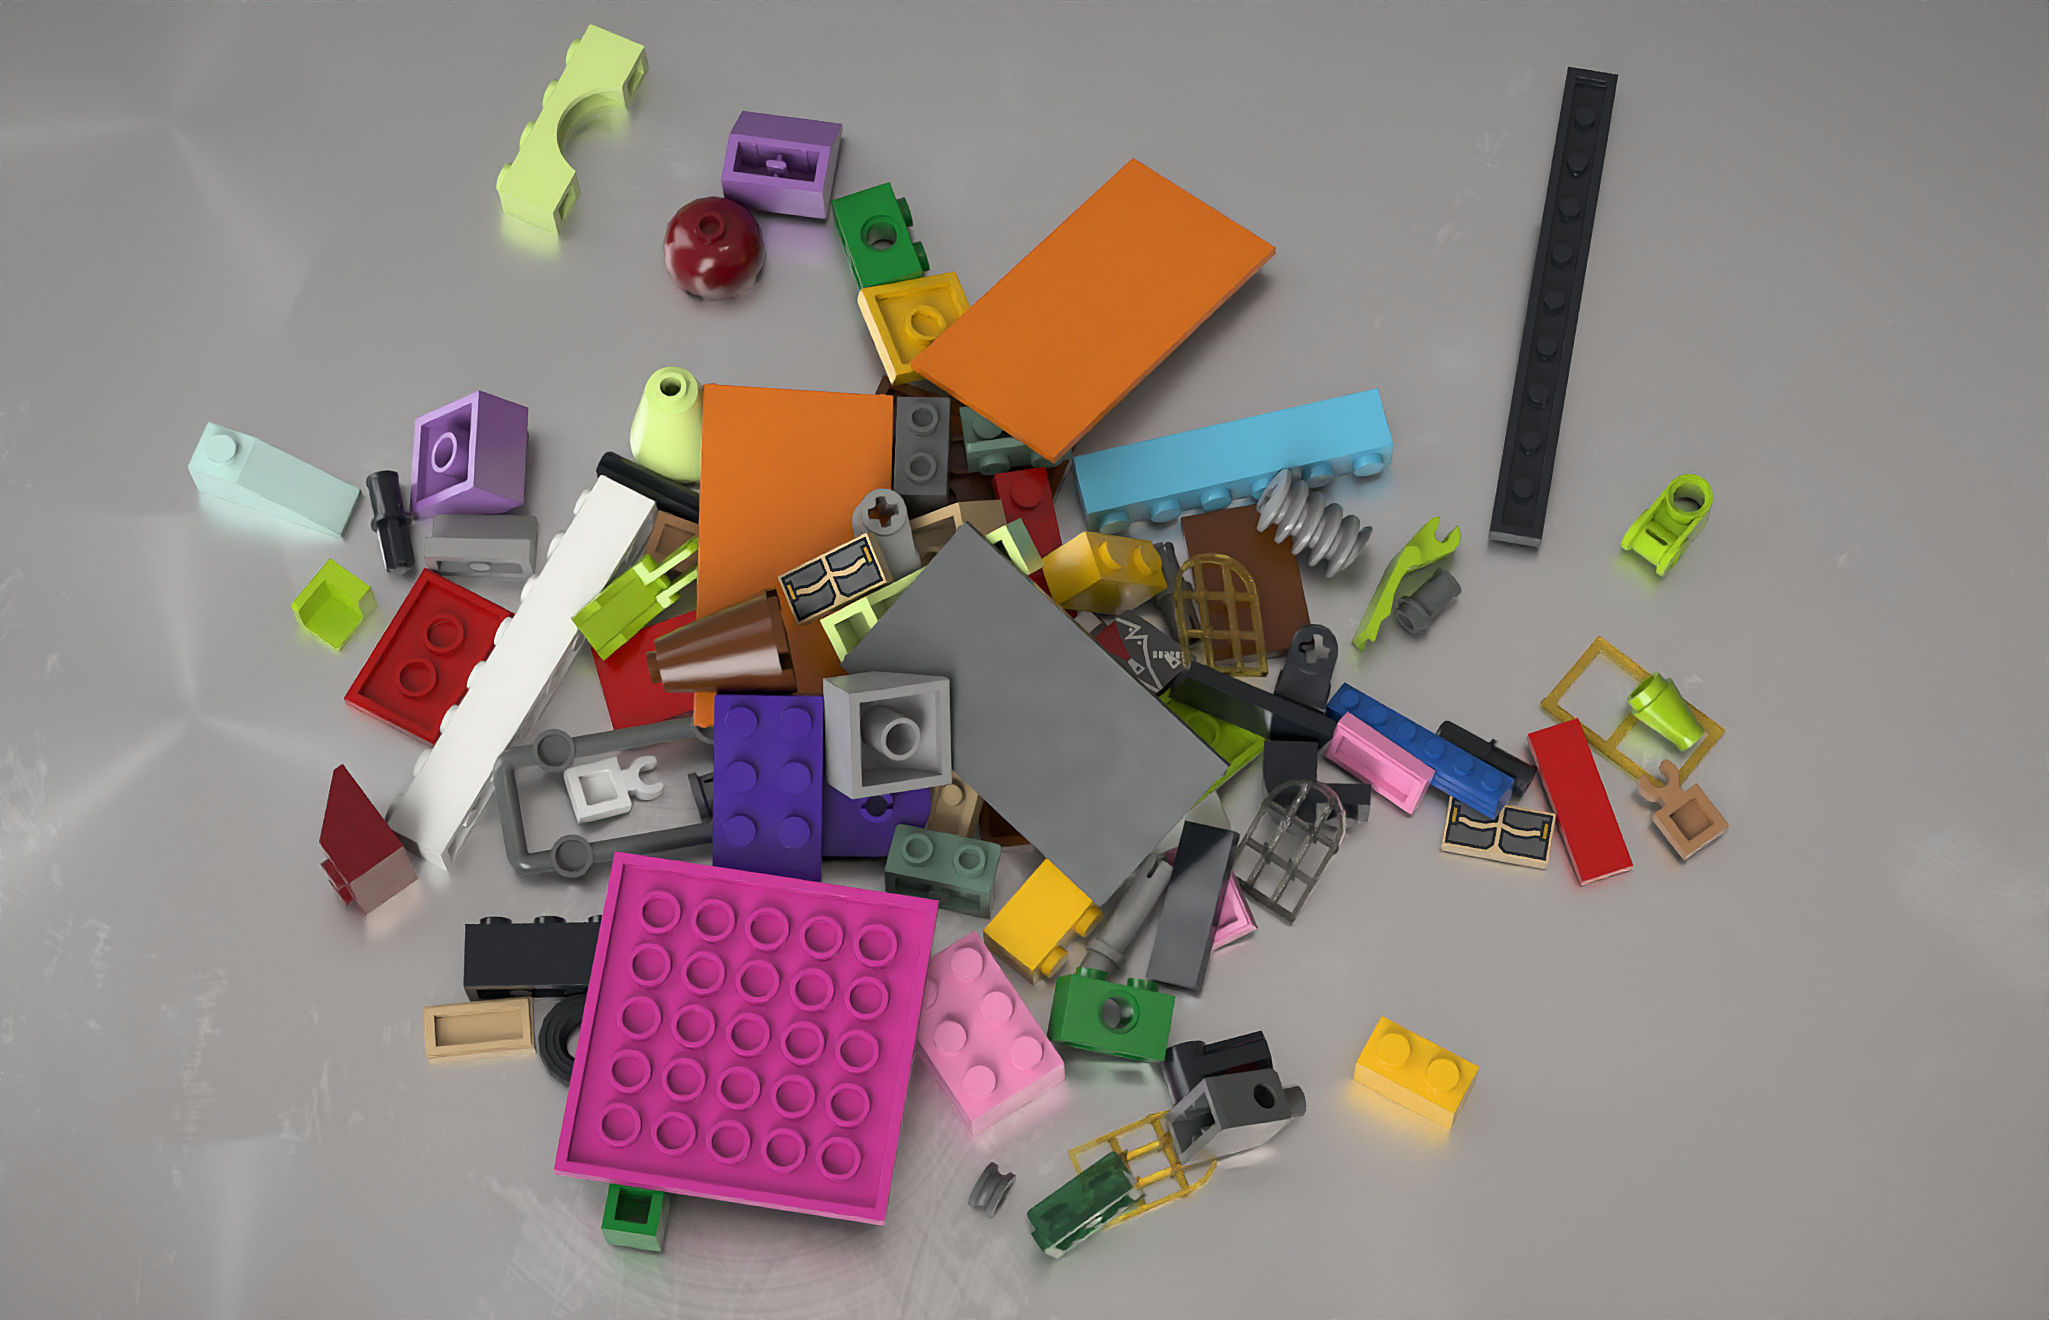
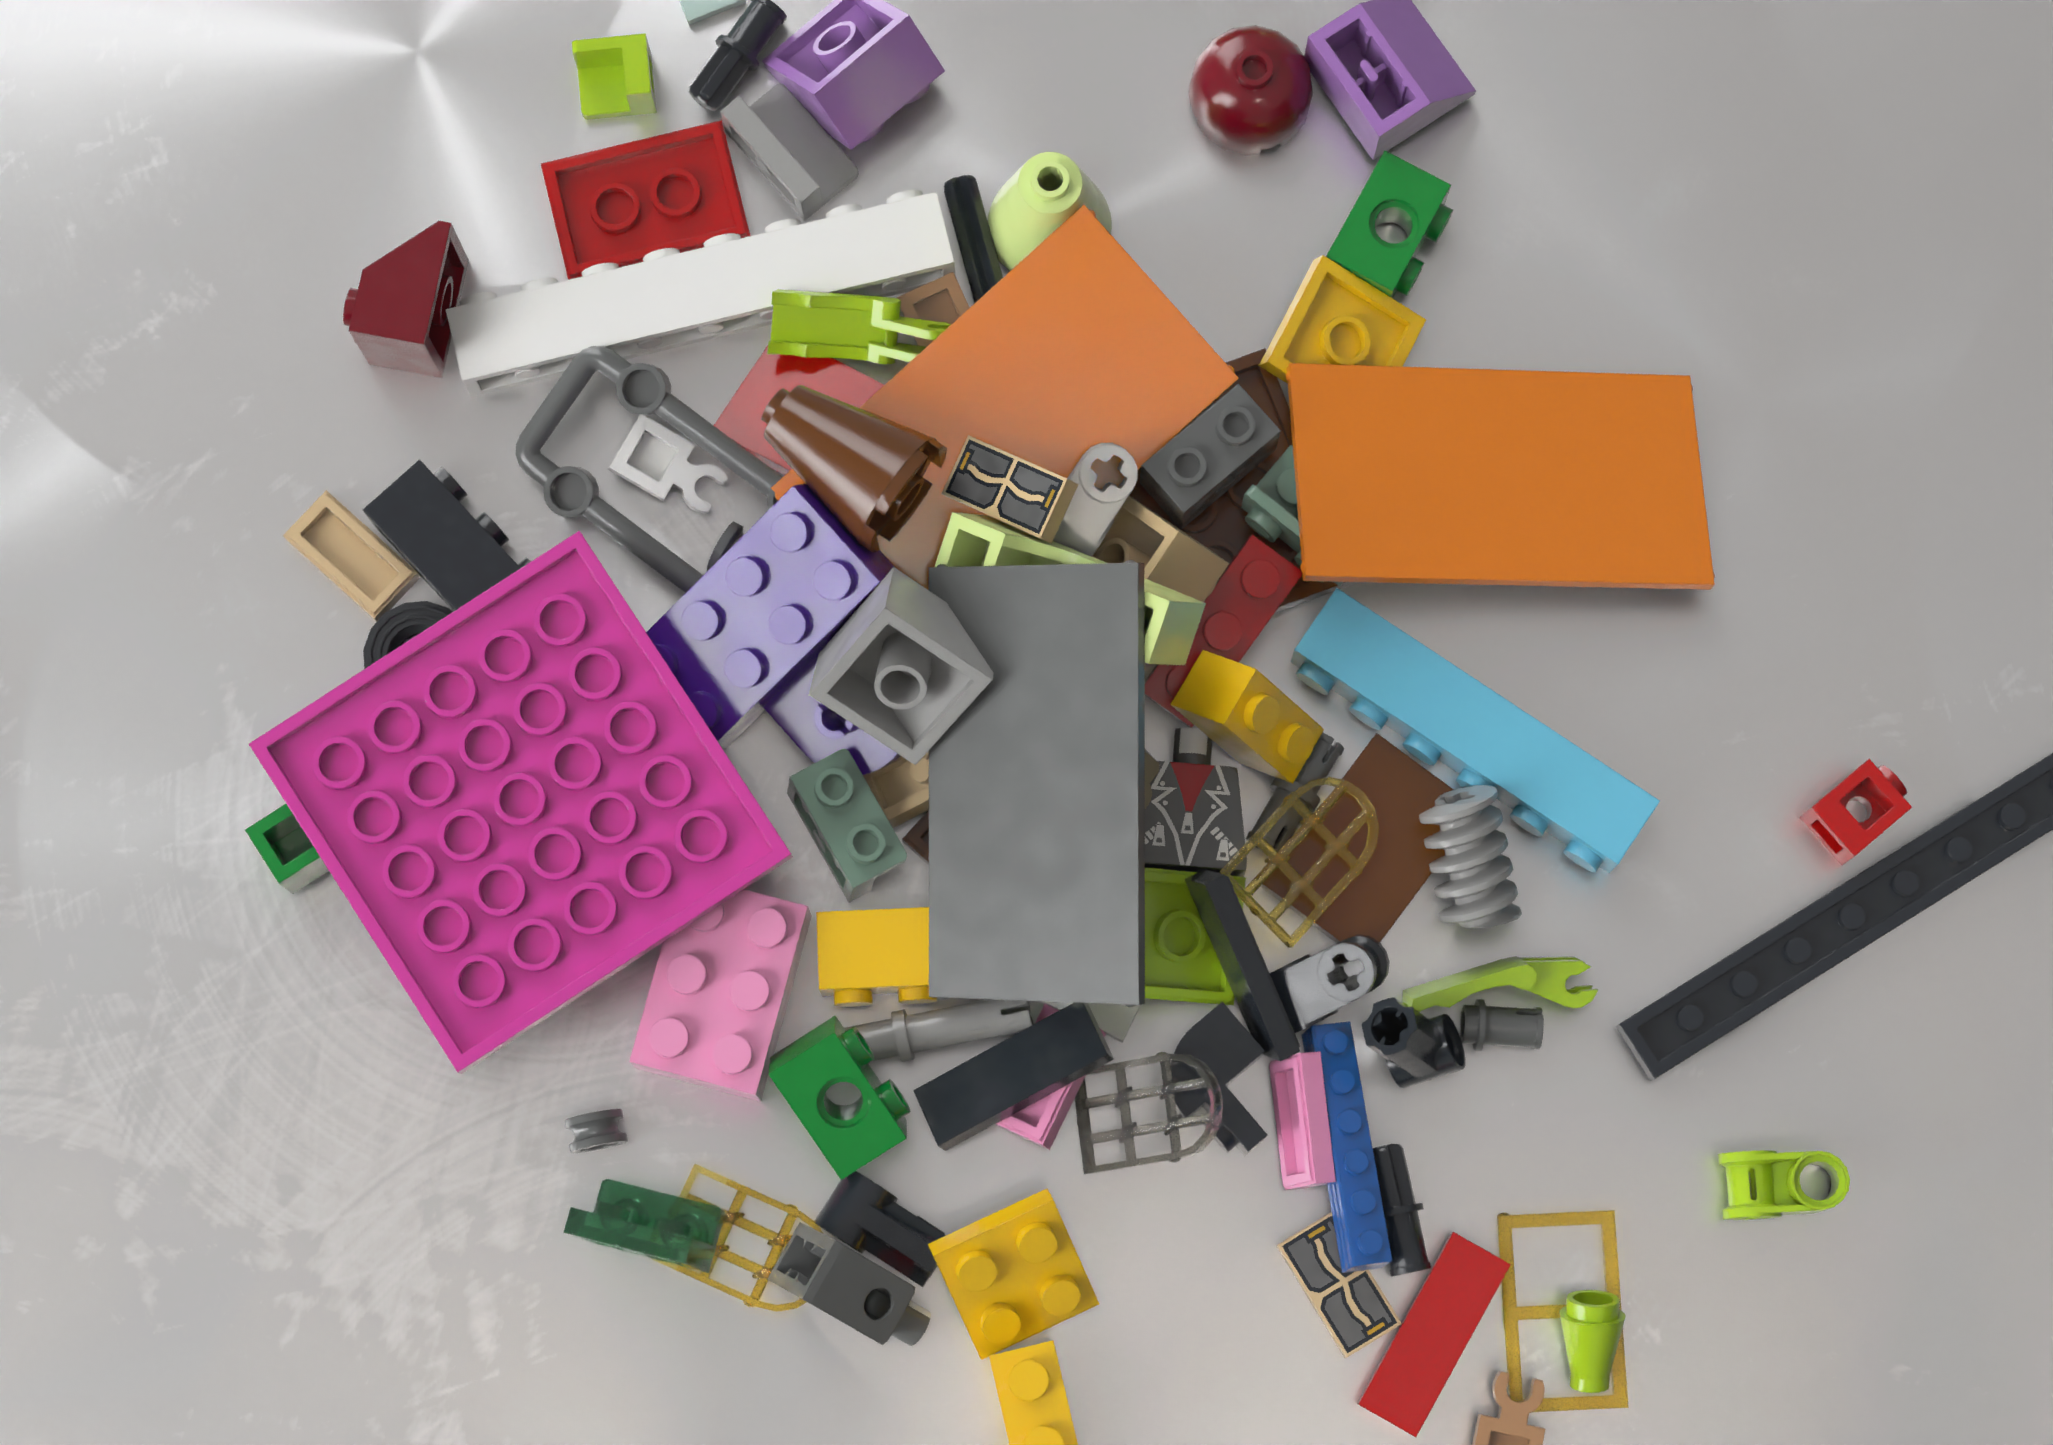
camera: 45 degrees right, 10 degrees up
(1317, 1010) = (1014, 1273): none -> yellow plate
(1392, 652) = (1413, 1044): none -> black piece
(1486, 308) = (1835, 826): none -> red brick

